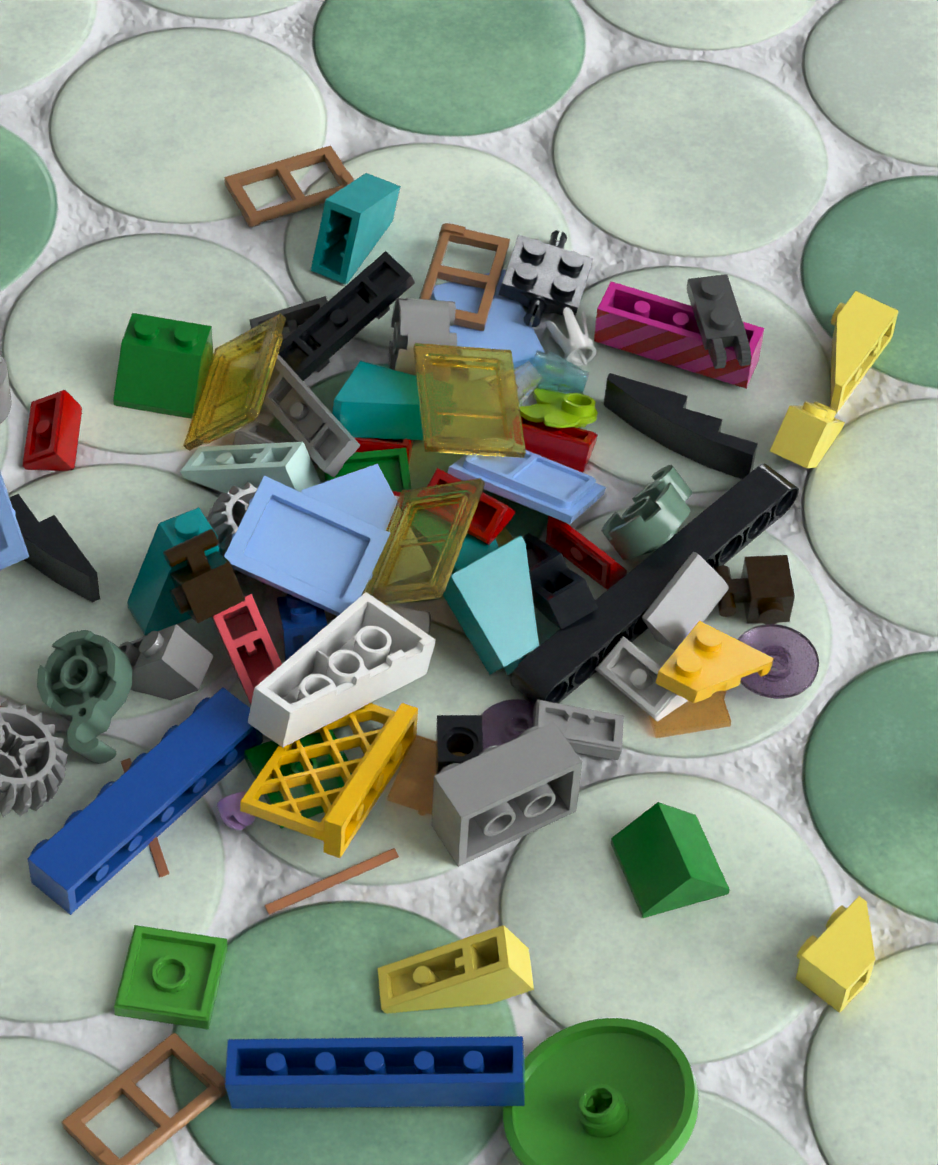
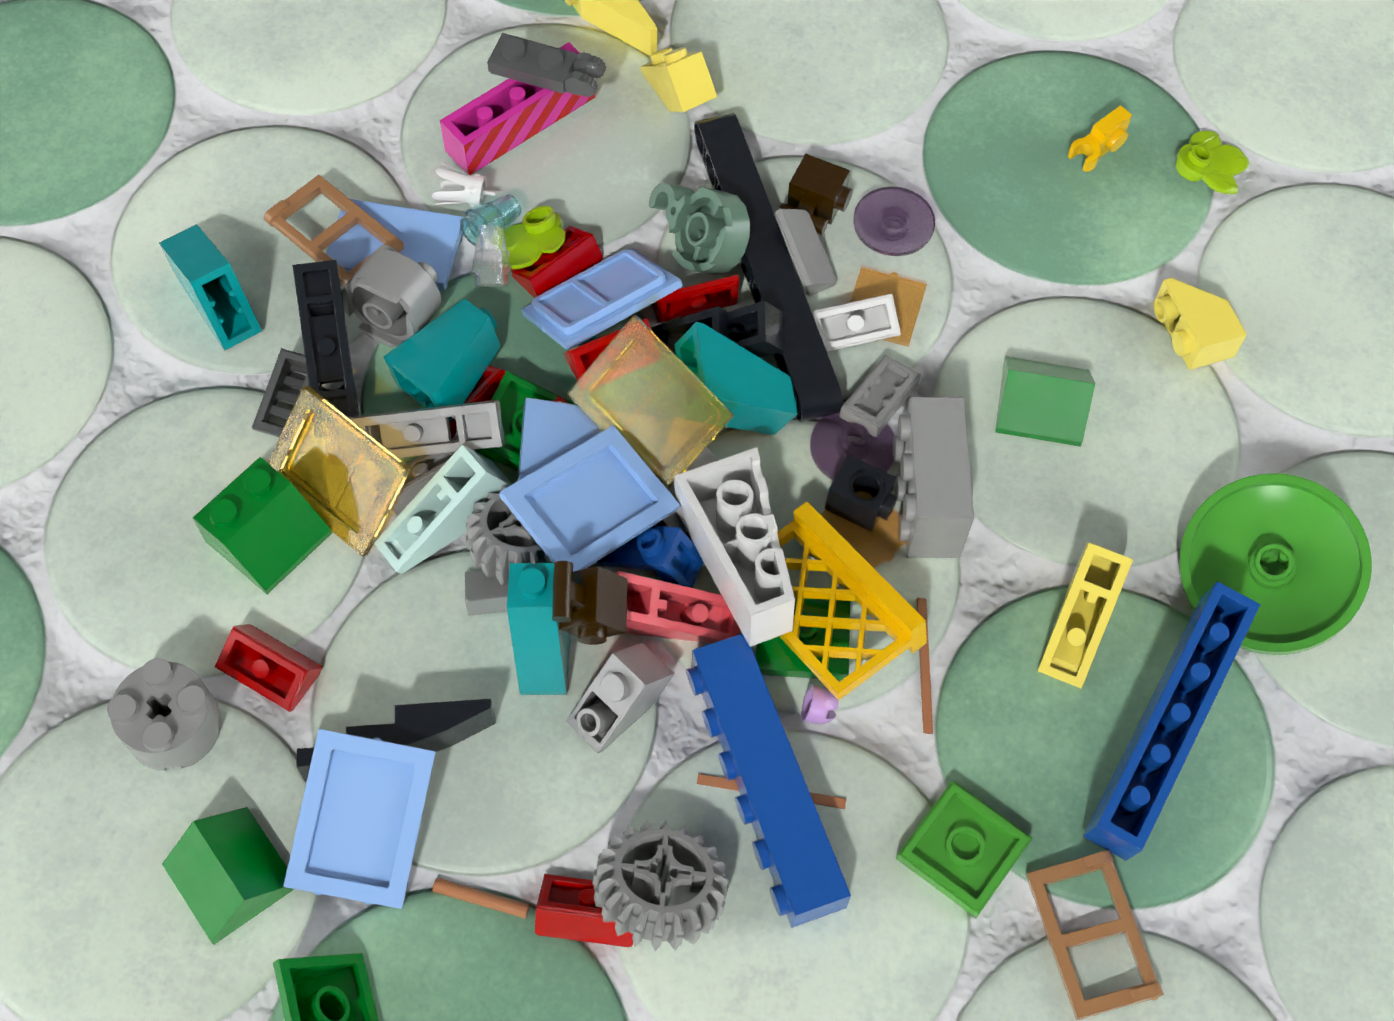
camera: 60 degrees left, 10 degrees up
(86, 685) = (633, 783): sand green piece -> none
(282, 170) = (82, 313): medium nougat window -> none
(468, 400) = (501, 291): clear yellow piece -> none
(545, 276) = (378, 172): plate -> none
(666, 420) = (601, 165): black slope -> none
(710, 663) = (881, 264): yellow wing -> none

